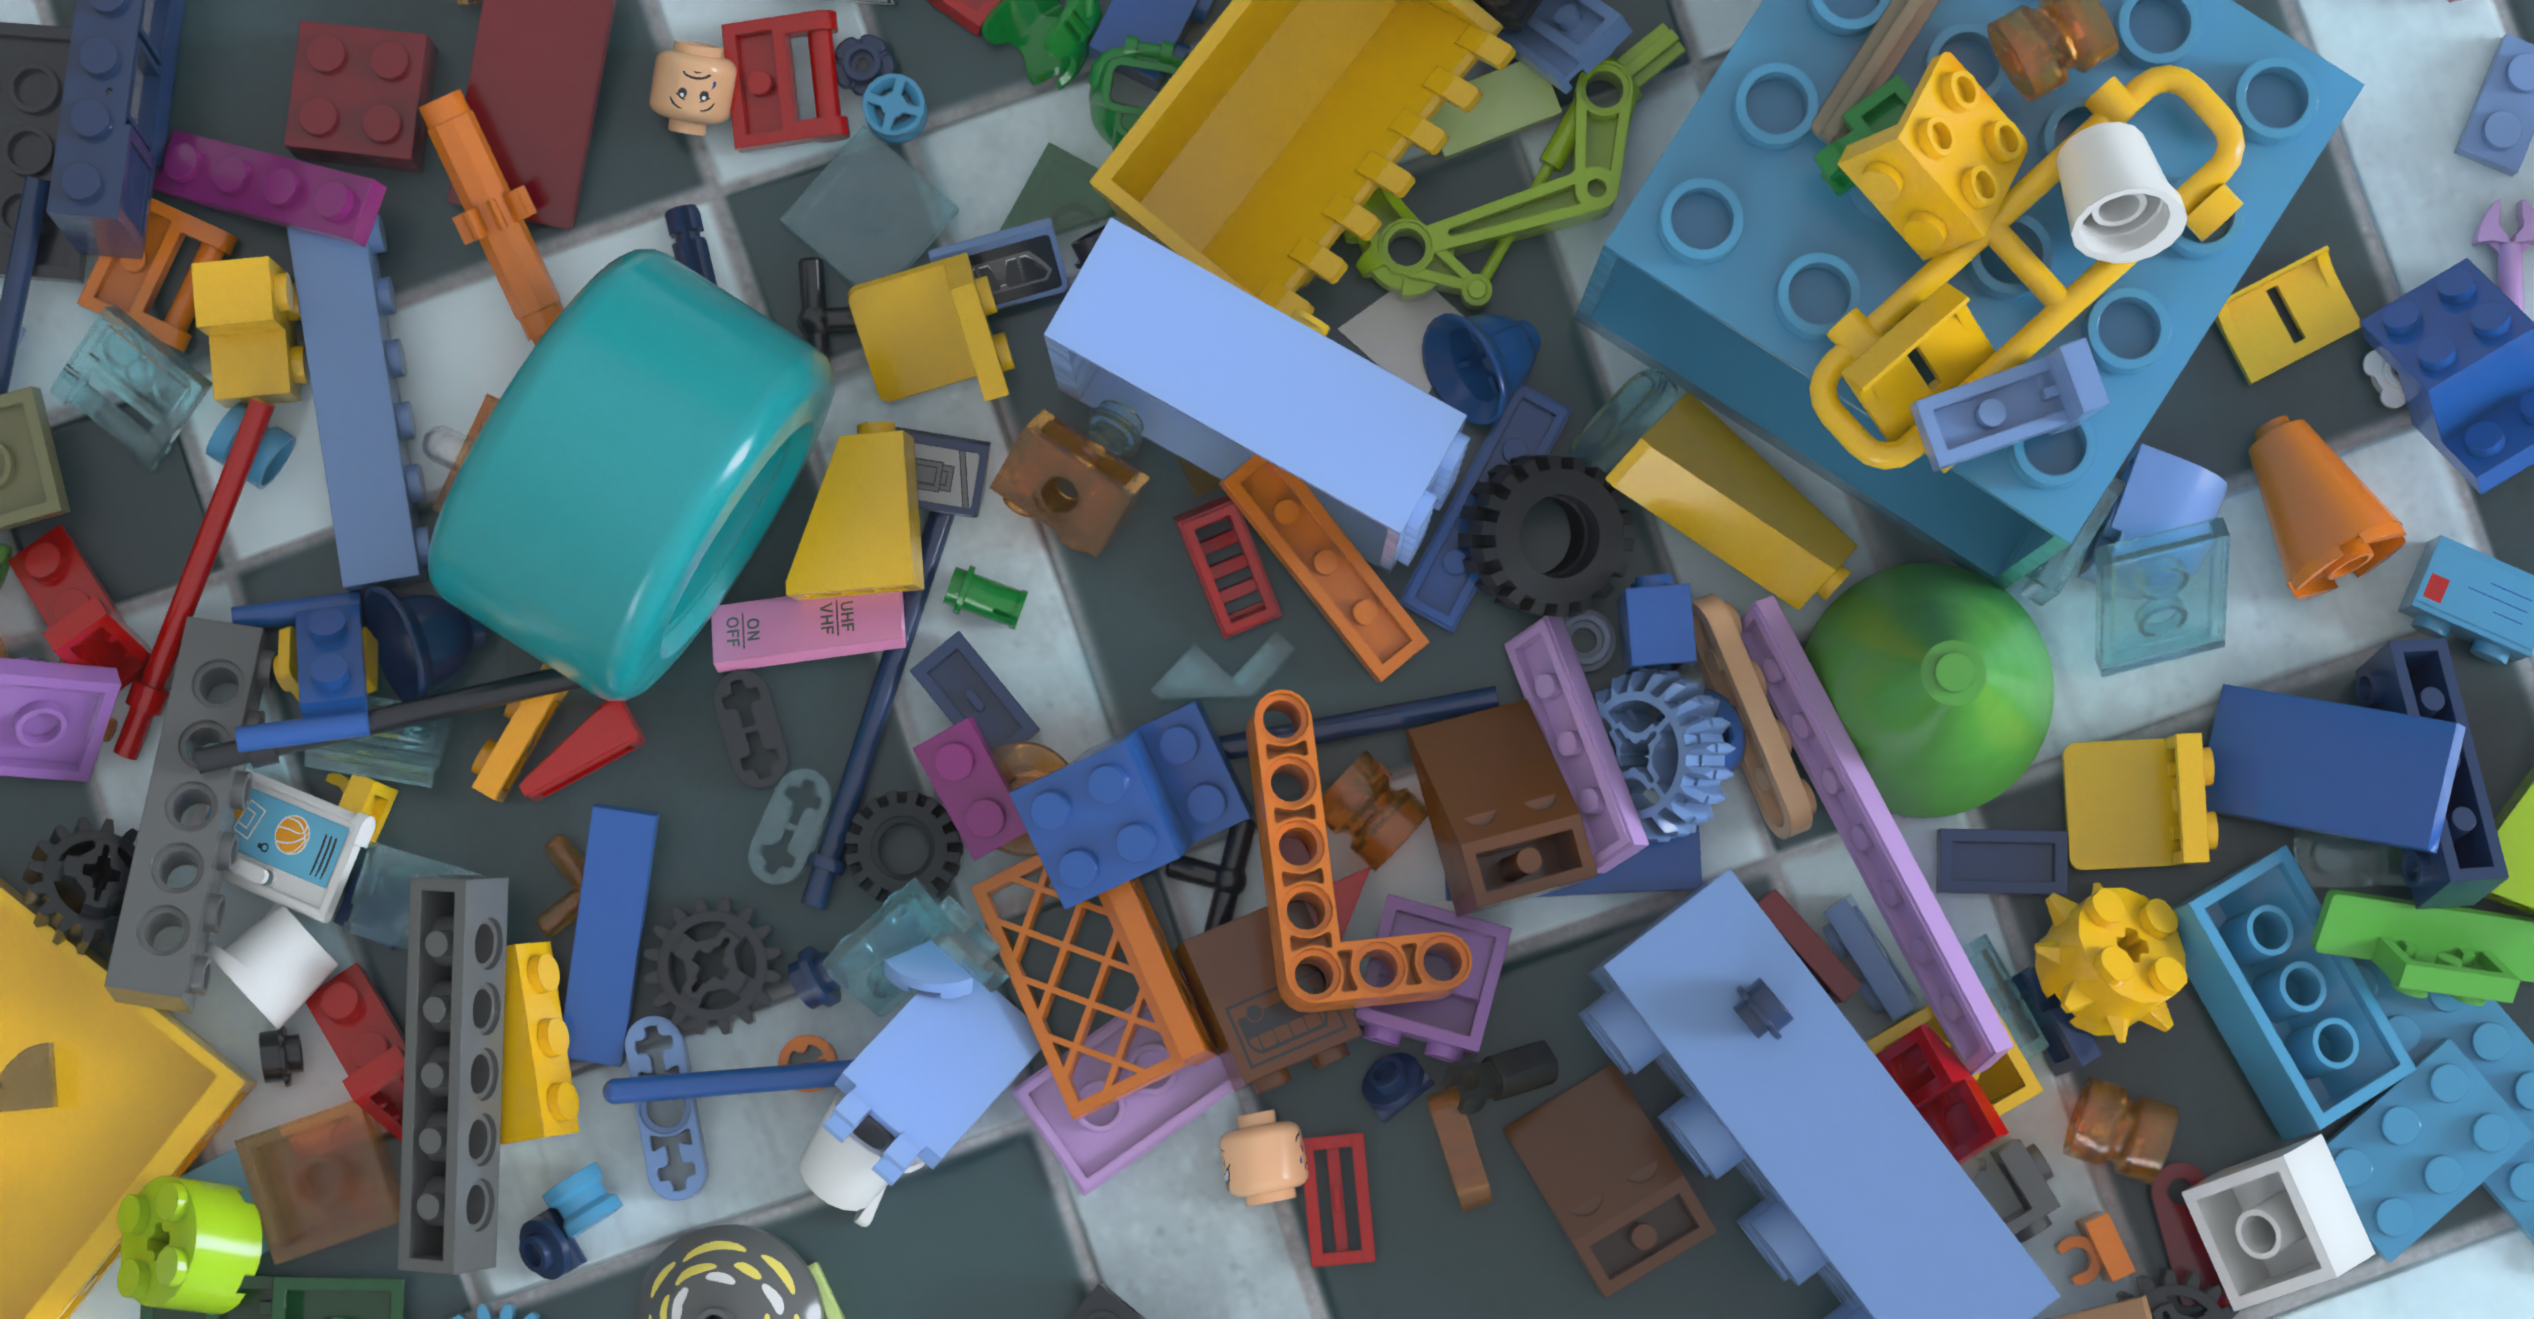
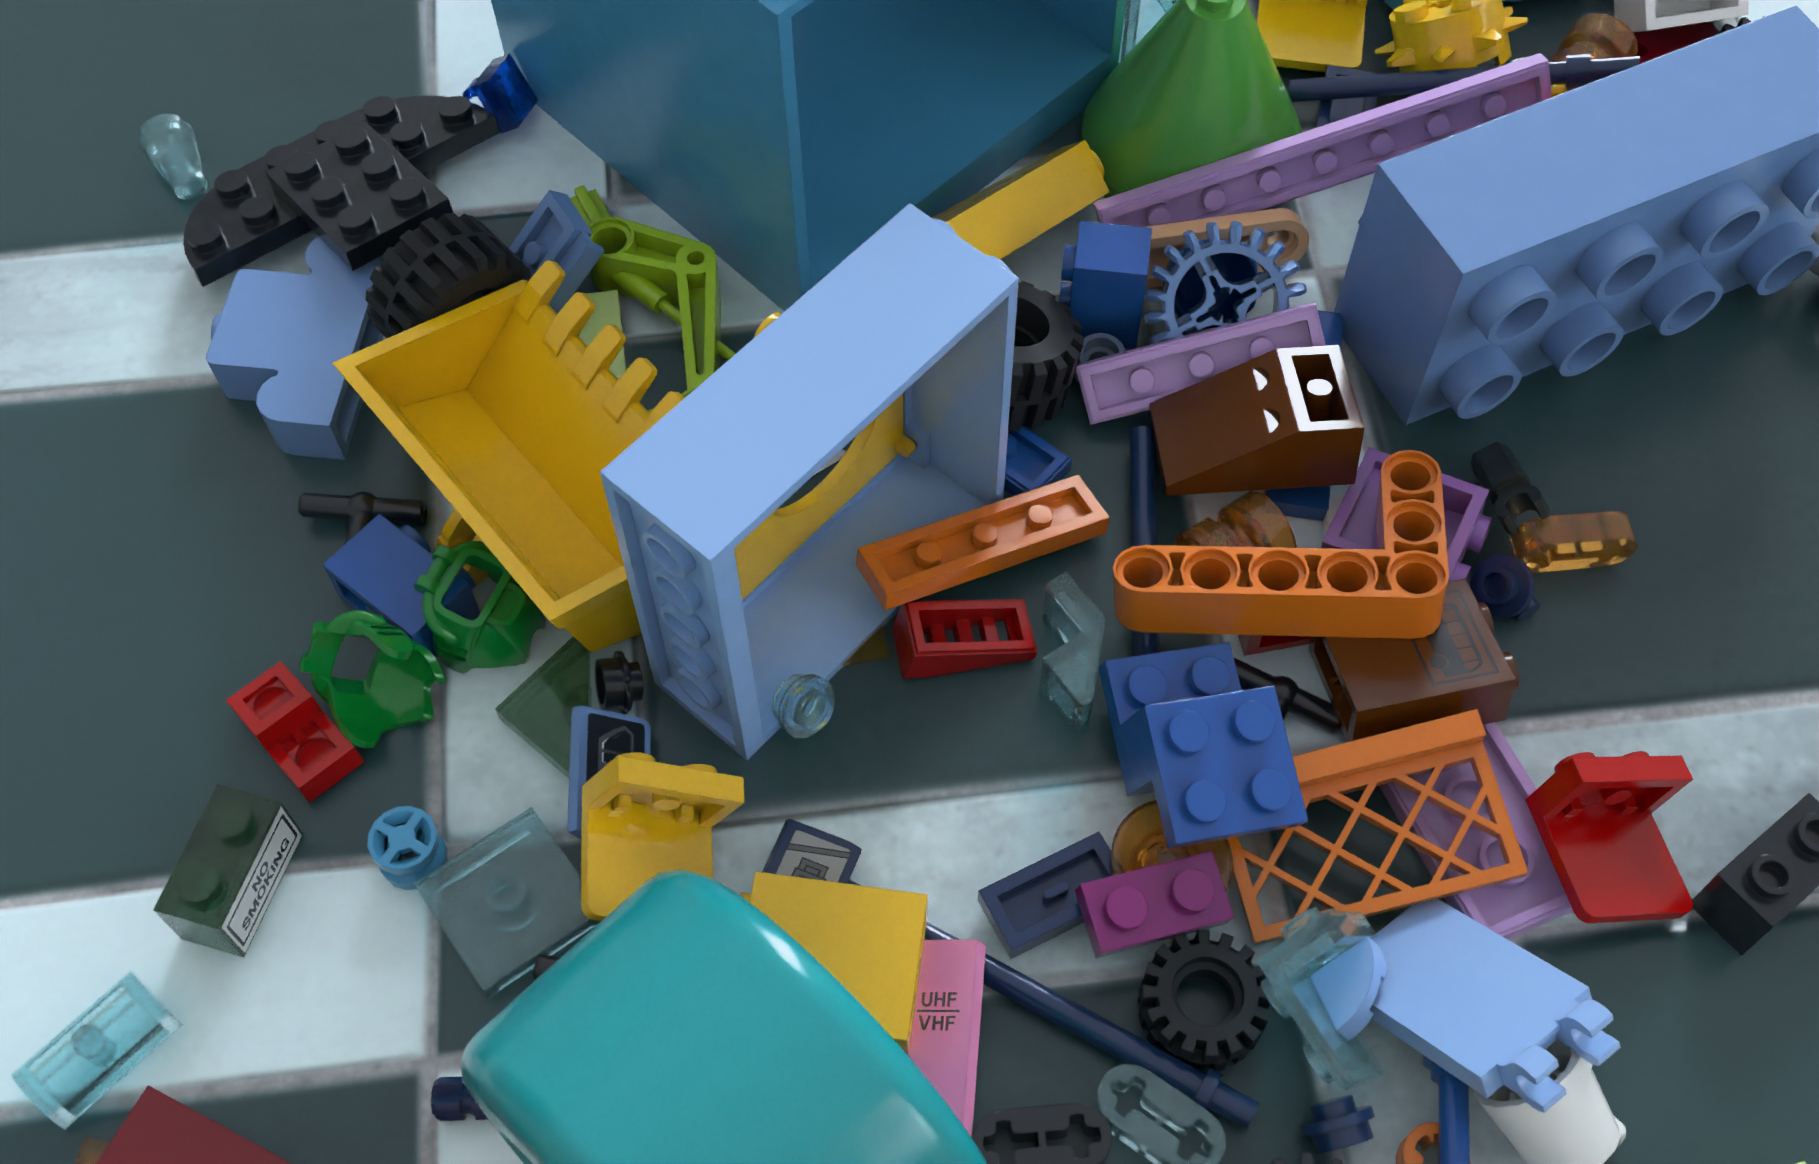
camera: 75 degrees left, 25 degrees down
(692, 86) = (304, 1048): light nougat head -> none
(765, 84) = (335, 974): red plate -> none
(851, 51) = (349, 890): dark blue plate -> none
(984, 597) = (947, 863): green pin -> none
(1103, 482) = (814, 763): clear orange brick -> none
(1124, 1197) = (1605, 838): none -> red bracket
(1263, 1158) = (1574, 712): light nougat head -> none
(1342, 1254) = (1615, 672): red tile -> none
(1609, 1181) = (1621, 420): reddish brown slope -> none
(1762, 1010) = (1523, 147): dark blue plate -> none
(2041, 1097) = (1574, 72): none -> dark blue bar

